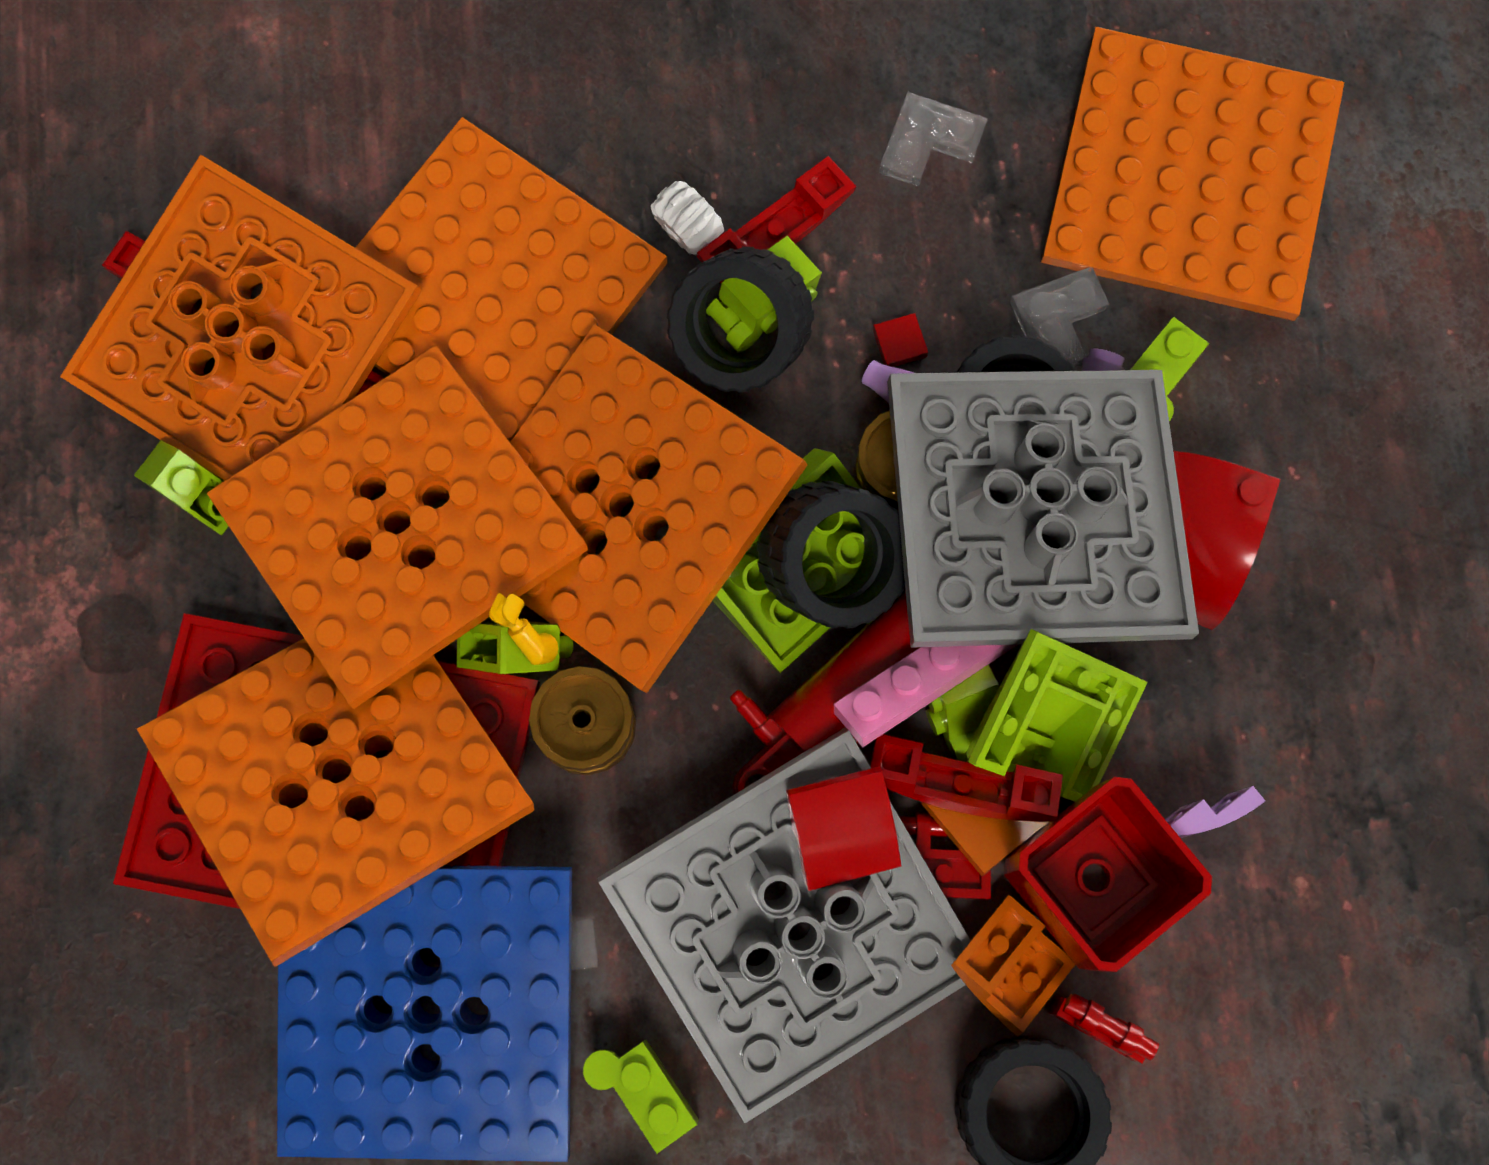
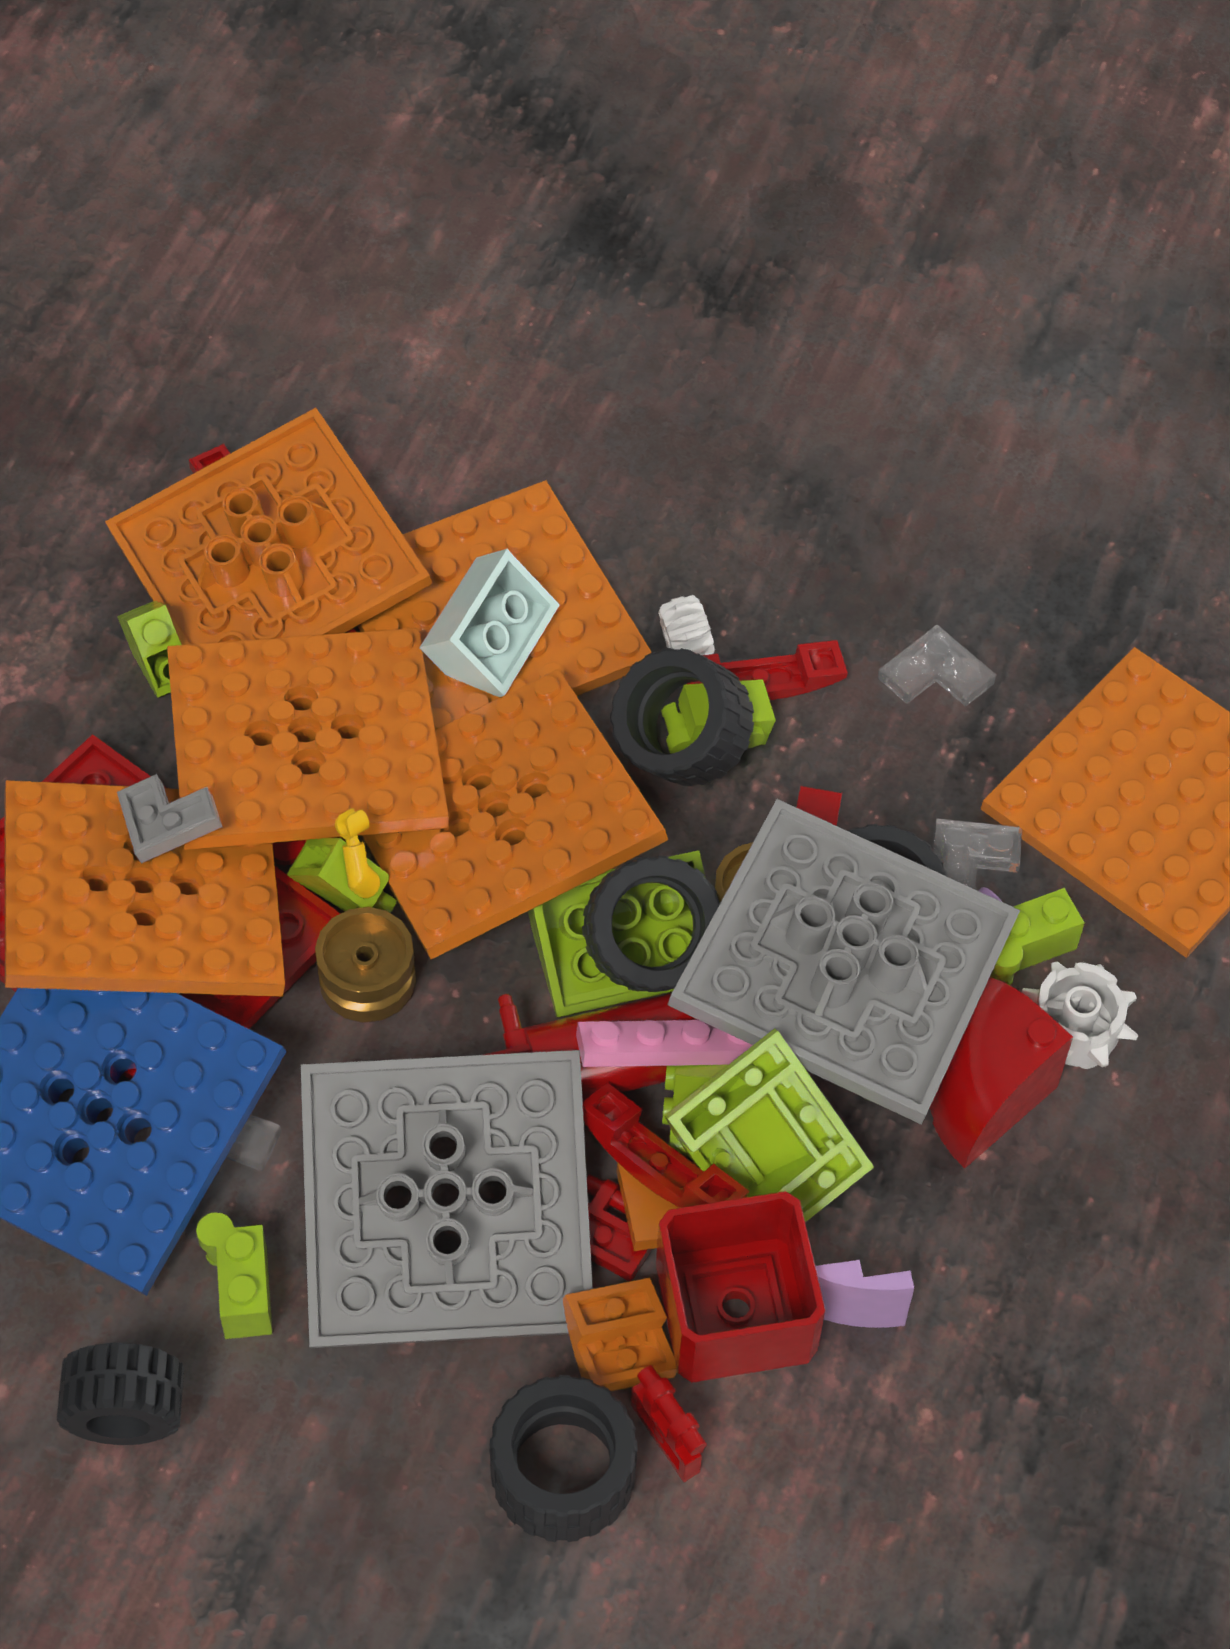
camera: 25 degrees right, 20 degrees down
(322, 703) = (161, 826): none -> light grey tile
(501, 305) = (490, 624): none -> light aqua slope
(844, 828) = (530, 1125): red slope -> none
(1259, 416) = (1087, 1007): none -> white brick

